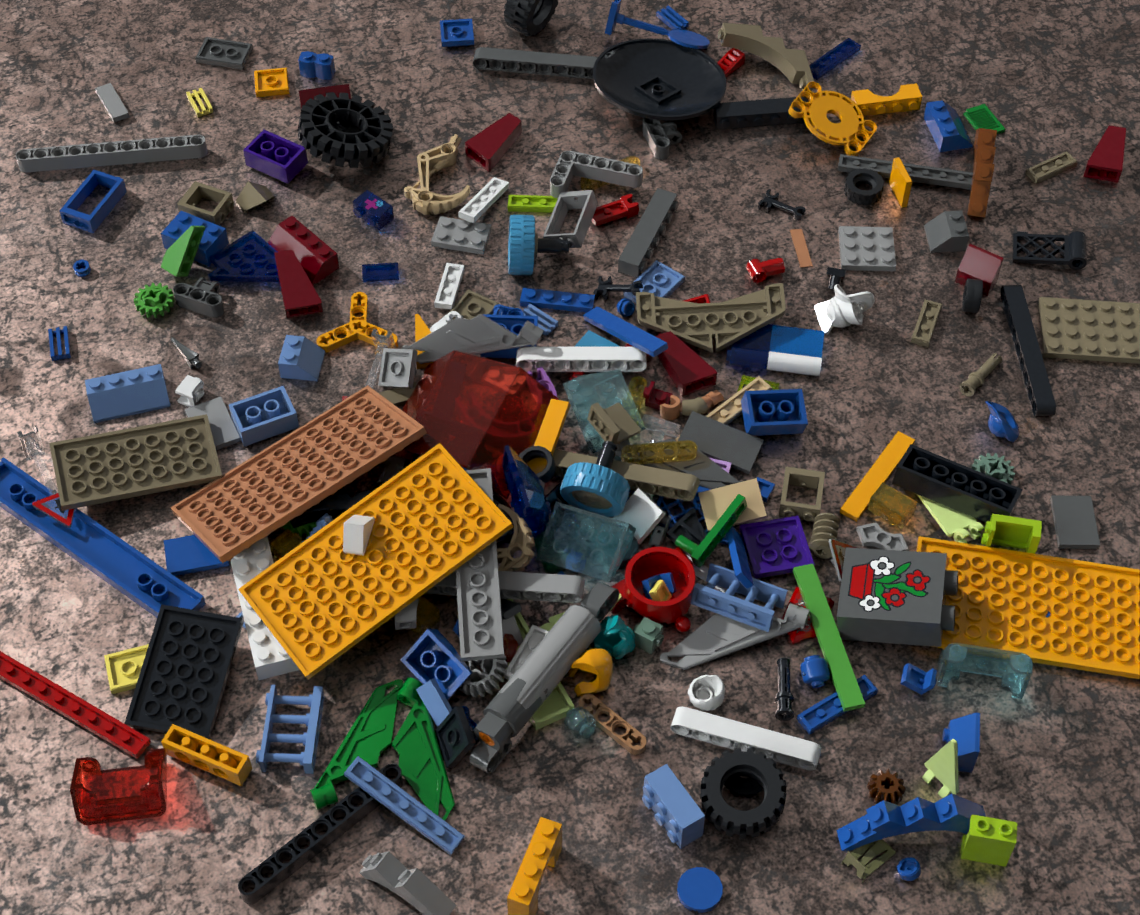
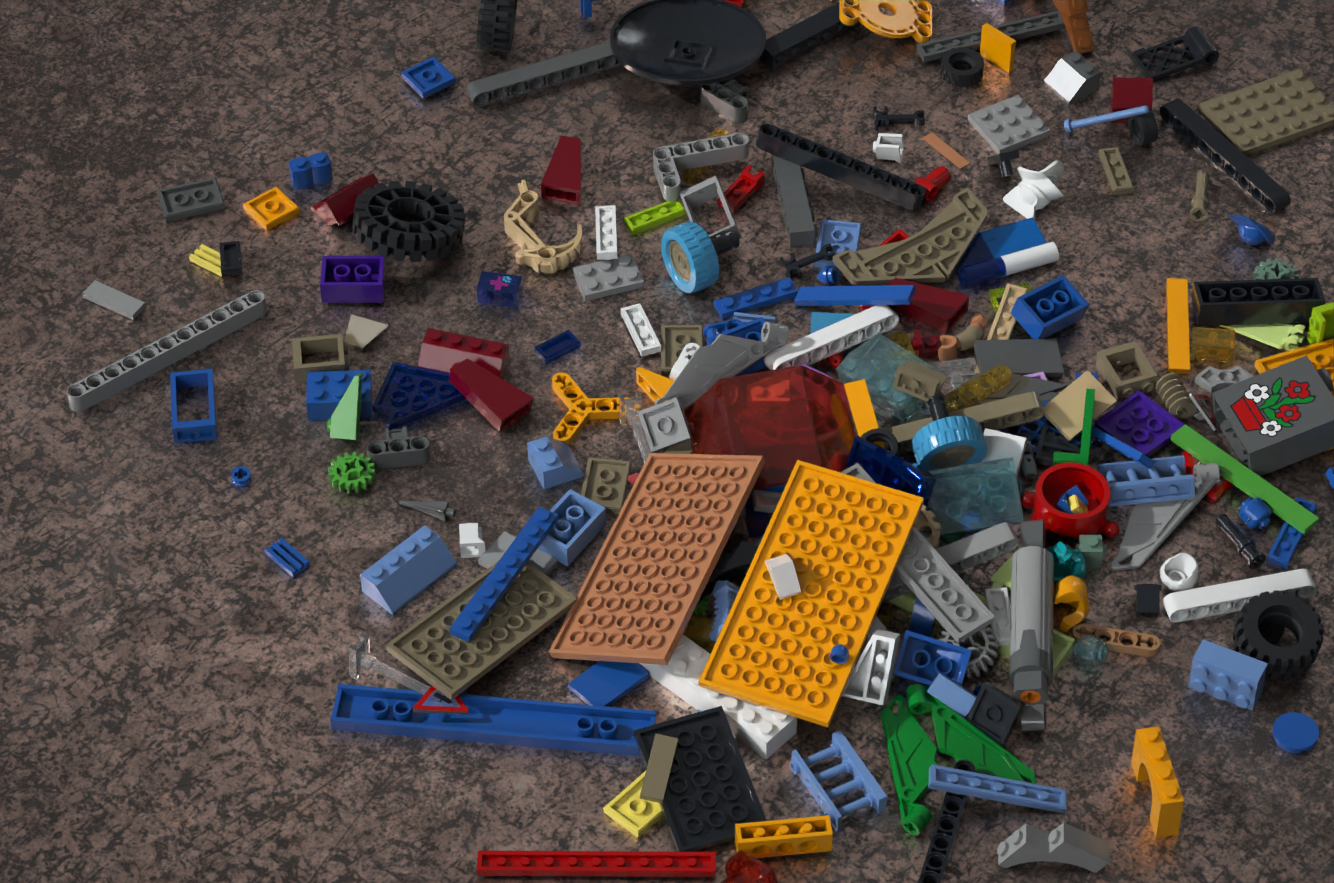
camera: 30 degrees left, 5 degrees down
(155, 645) = (659, 768): none -> dark tan tile
(177, 429) = (503, 574): none -> blue plate
(209, 105) = (230, 258): none -> black tile
(323, 394) = (606, 483): none -> dark tan tile
(351, 622) = (839, 654): none -> blue hinge
(382, 652) = (874, 669): none -> white wedge
(665, 700) = (1147, 598): none -> black tile
(698, 225) = (840, 167): none -> black beam
(754, 226) = (889, 147): none -> white window
(915, 270) = (1070, 125): none -> medium blue bar

